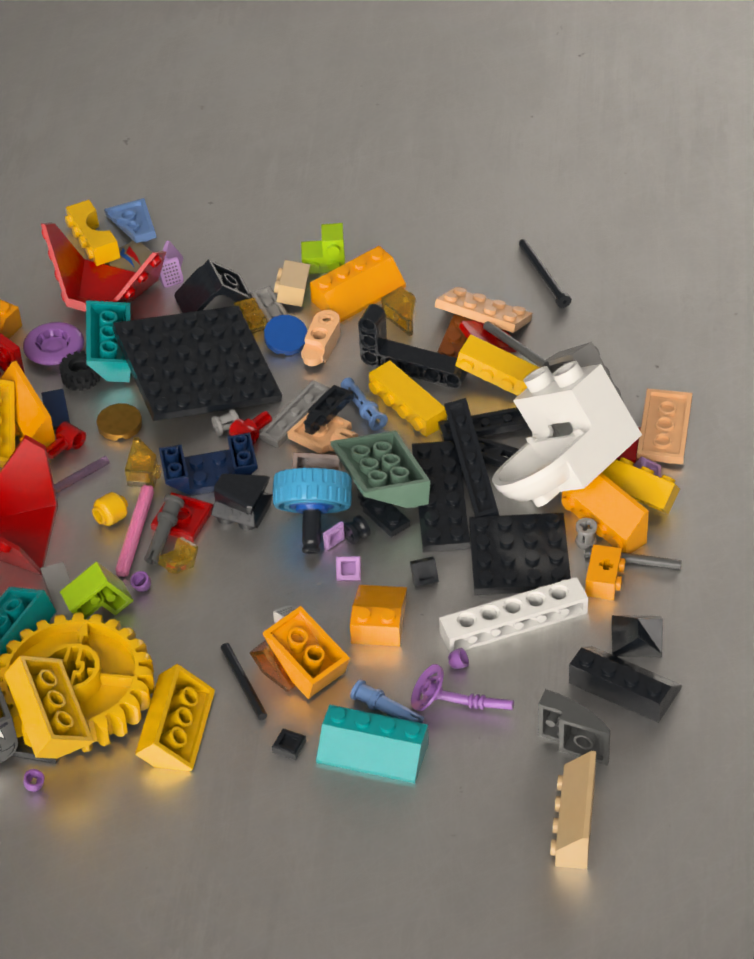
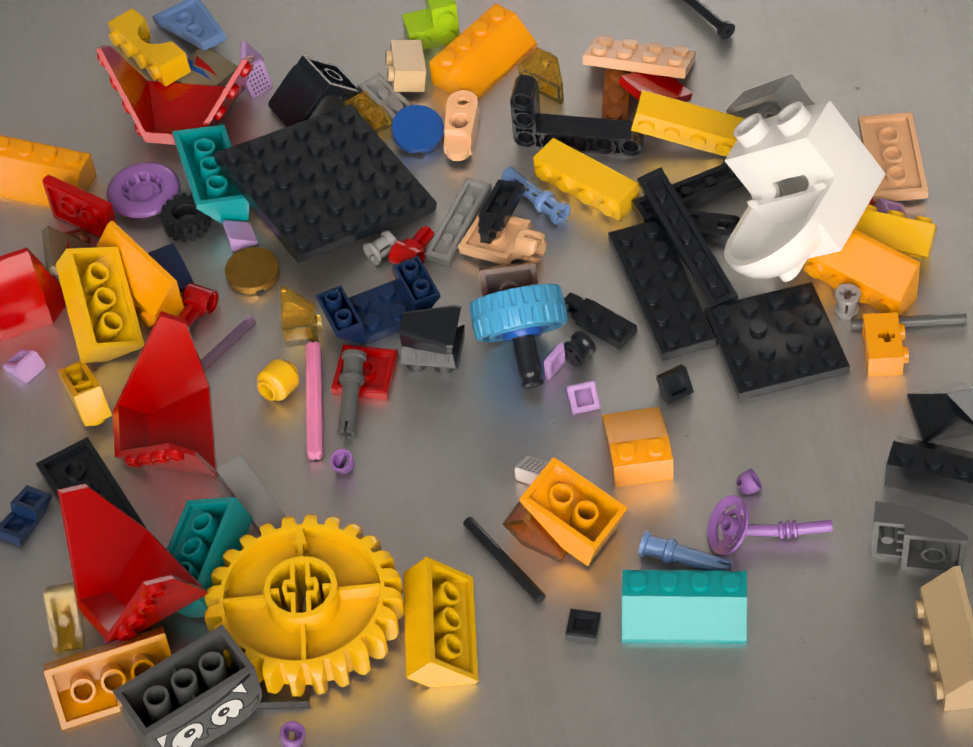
camera: 10 degrees left, 5 degrees up
(47, 706) = (291, 643): yellow slope -> none
(96, 589) = (294, 485): lime brick -> none
(118, 392) = (239, 234): none -> lavender slope
(181, 558) = (381, 422): clear yellow bracket -> none
(384, 469) = (593, 269): sand green slope -> none
(507, 339) = (694, 93): dark grey bar -> none
(514, 615) = (796, 416): white brick -> none

